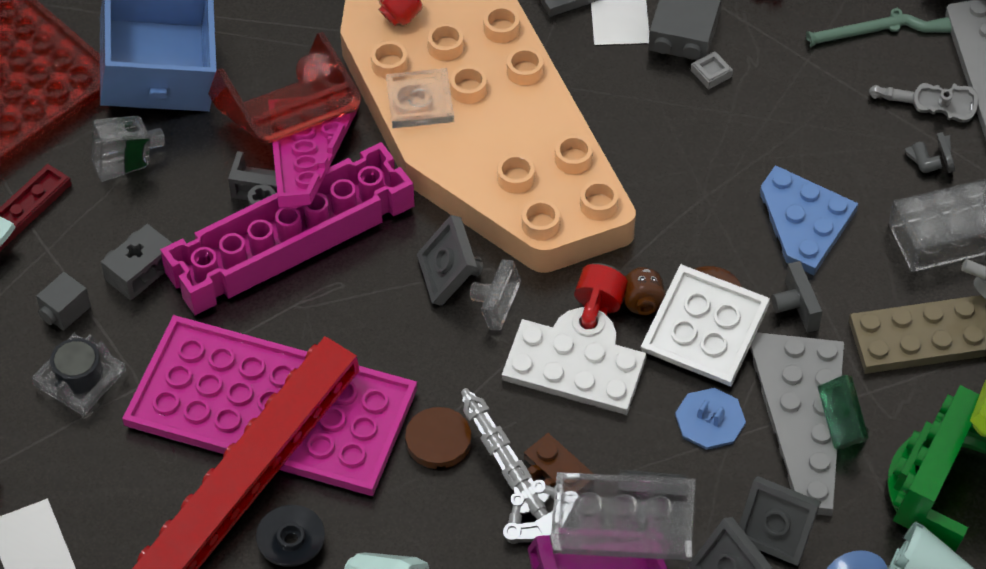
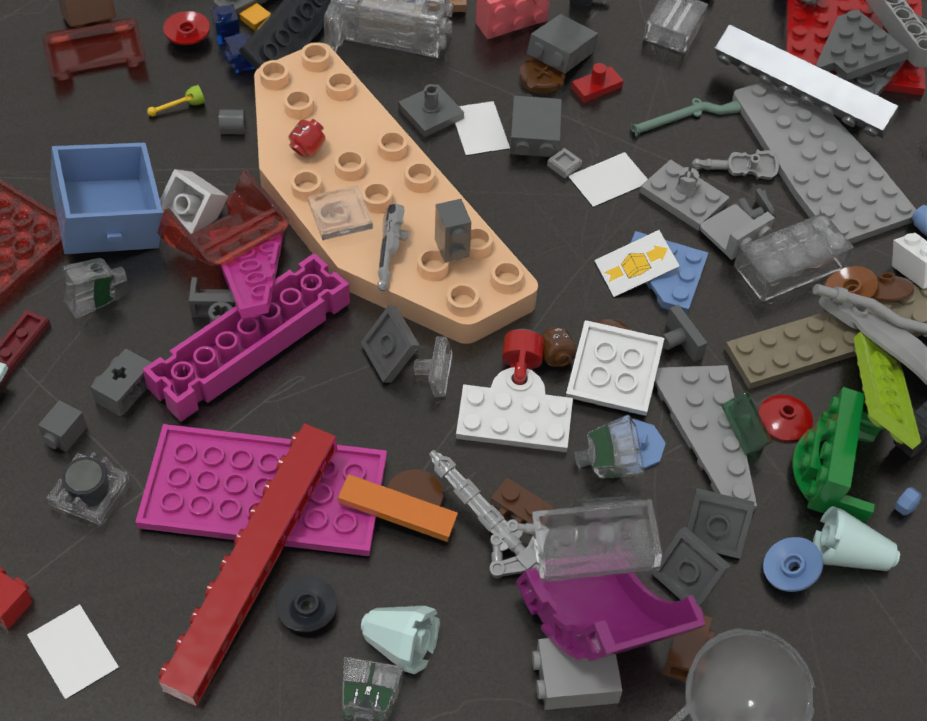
camera: 15 degrees left, 0 degrees up
(255, 61) = (192, 200): none -> white slope
(413, 446) = (397, 507): none -> orange tile
(470, 141) = (390, 242): none -> light grey piece
(541, 137) = (452, 230): none -> dark grey brick
(678, 419) = (613, 450): none -> clear torso
(762, 96) = (608, 179): none -> white sticker
(766, 204) = (636, 263): none -> white sticker
(849, 128) = (684, 194): none -> light grey plate
(892, 422) = (785, 426): none -> red dish
(899, 177) = (735, 228): none -> light grey bracket

